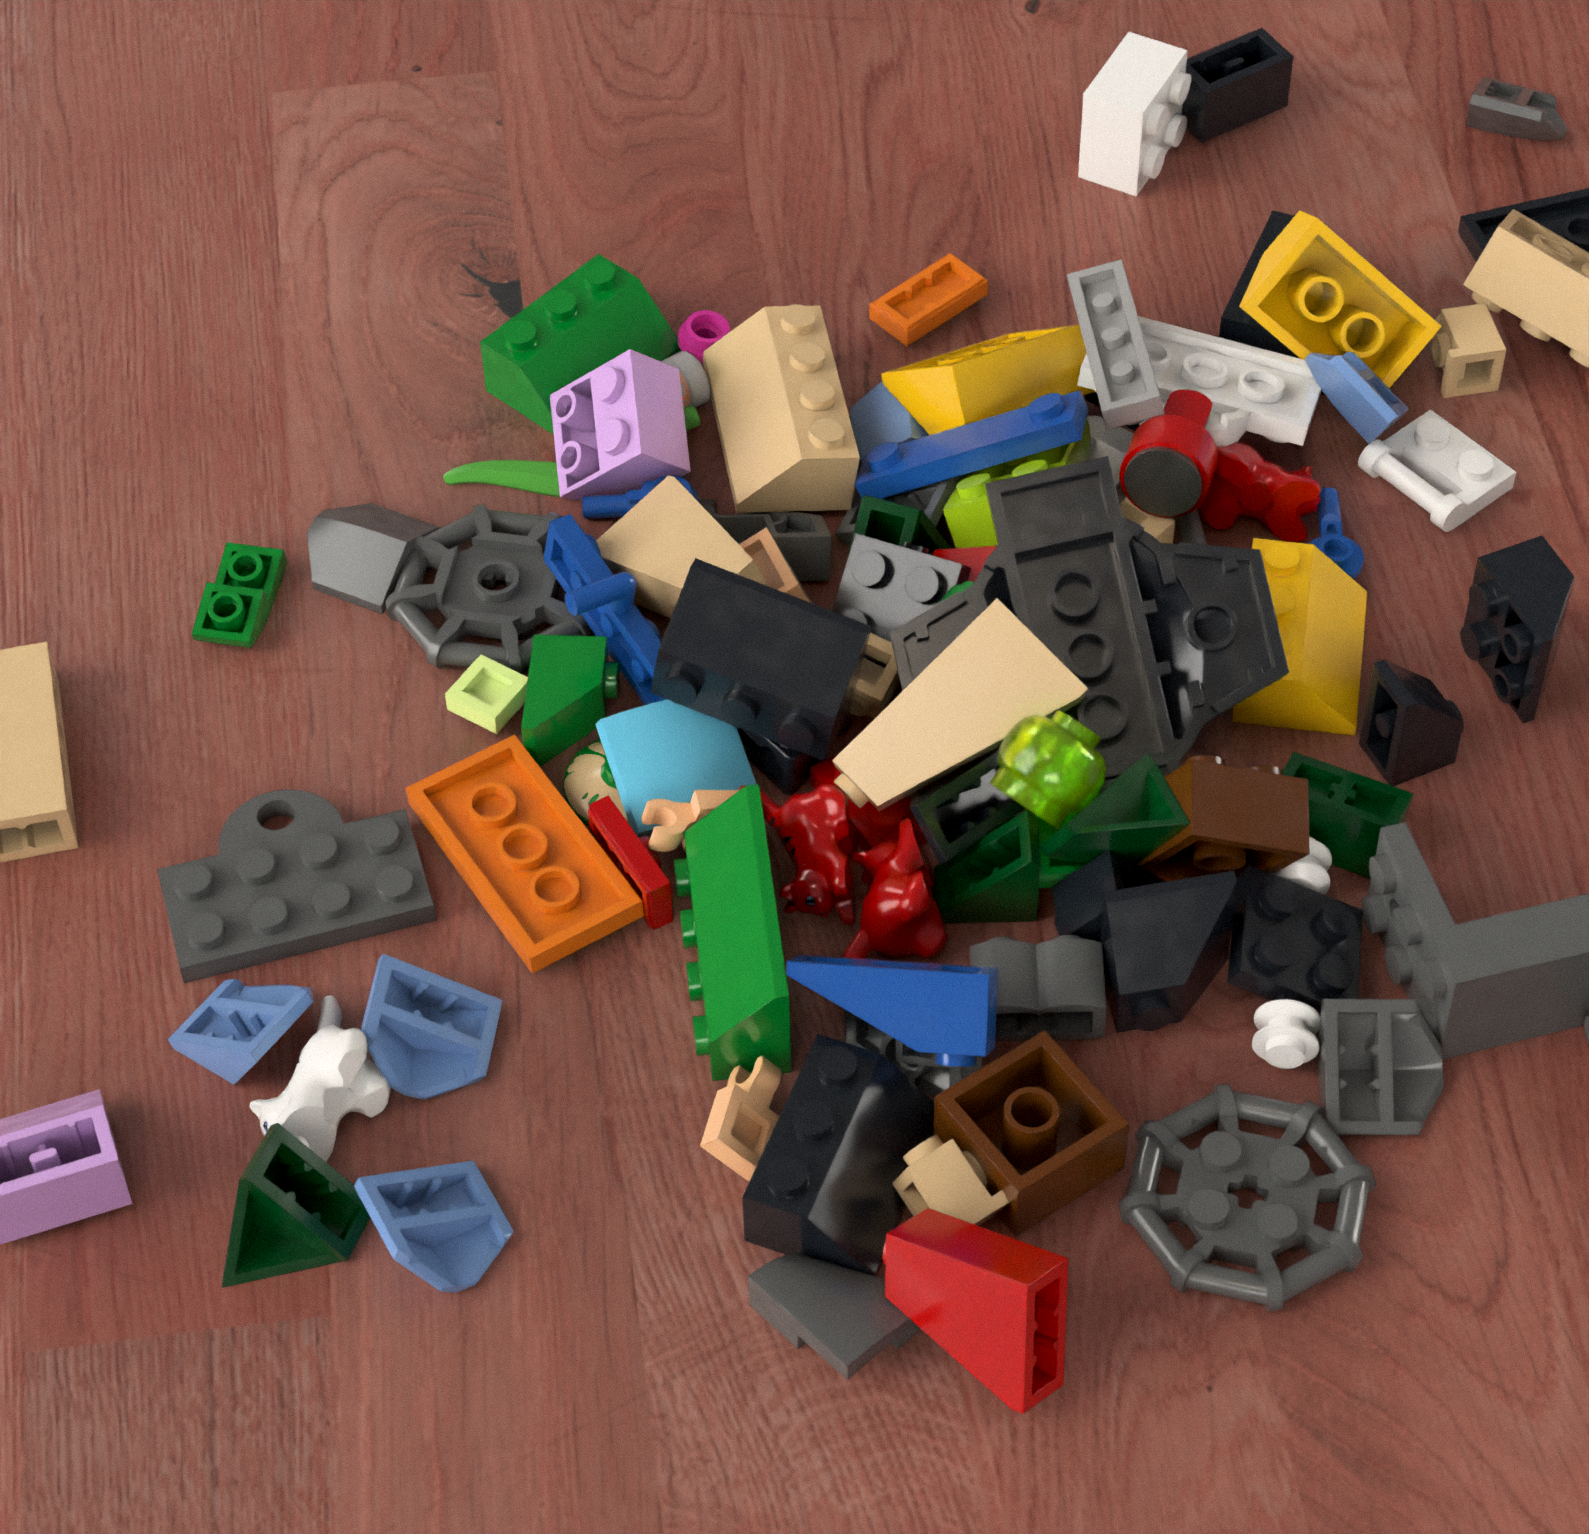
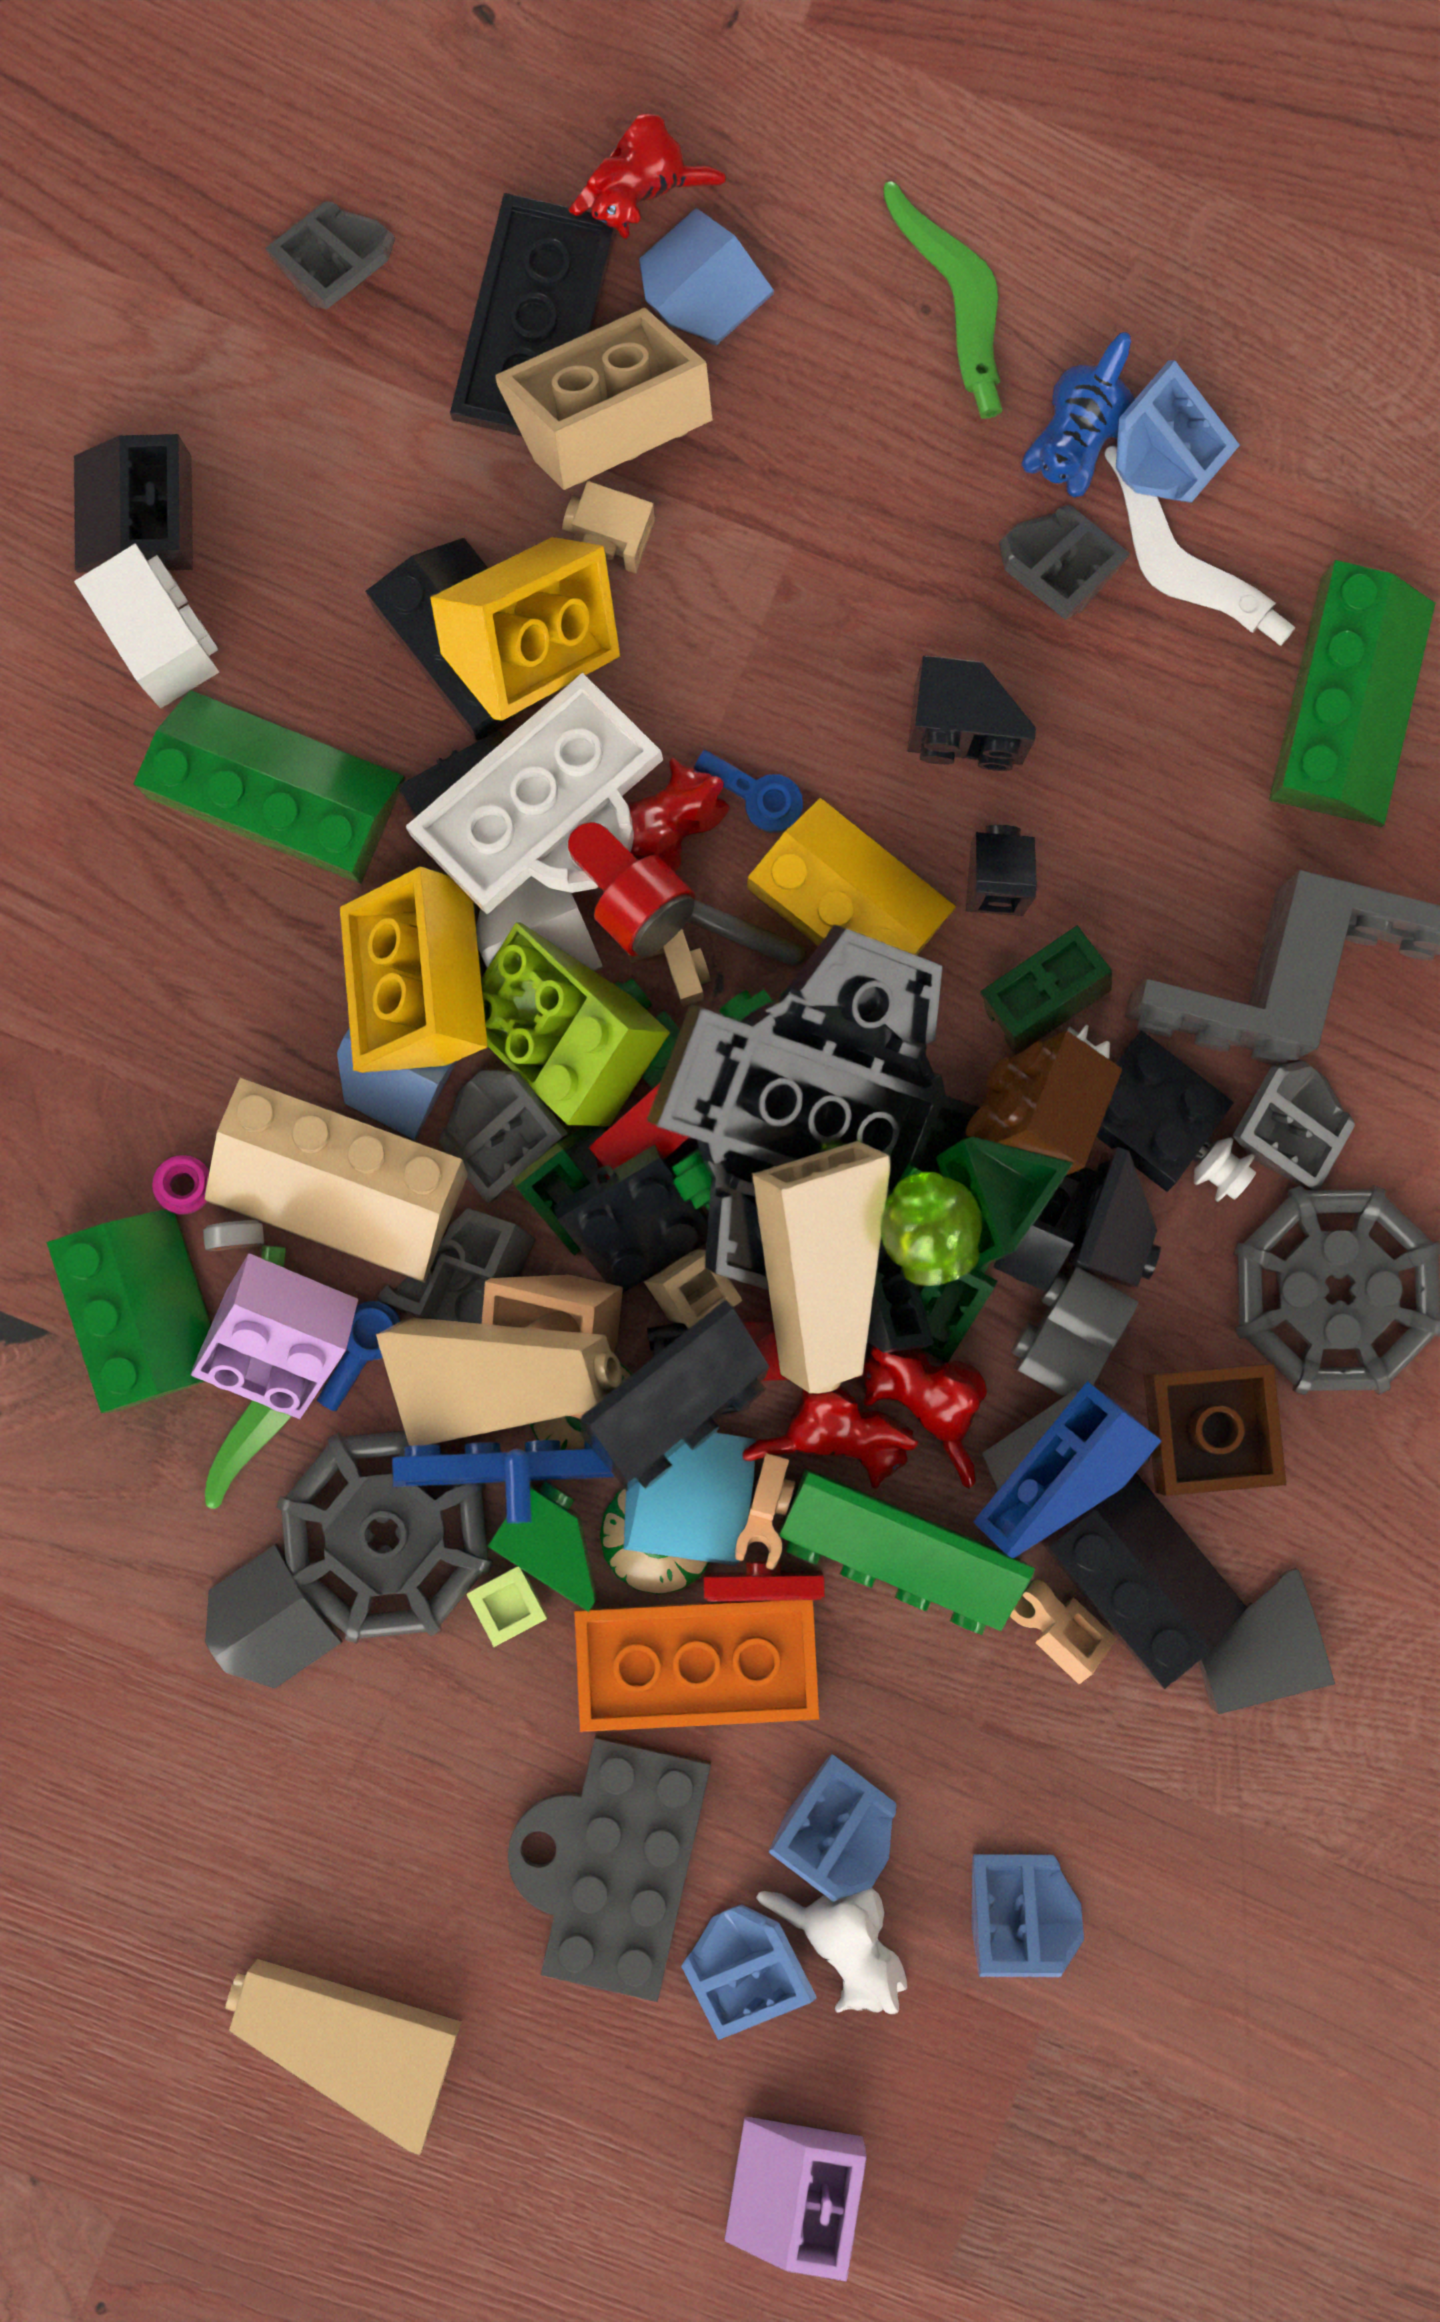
camera: 60 degrees left, 35 degrees up
(241, 597) = (260, 1762): green slope -> none
(290, 1213) = (953, 2017): dark green slope -> none
(928, 299) = (255, 954): orange plate -> none
(947, 1182) = (1228, 1521): tan brick -> none
(974, 446) = (514, 1056): blue plate -> none
(983, 1301) = (1337, 1558): red slope -> none
(1059, 225) = (269, 785): none -> green slope
(1115, 345) = (484, 865): light grey plate -> none
(1356, 393) = (634, 666): medium blue slope -> none
(1445, 459) = (723, 627): white plate -> none

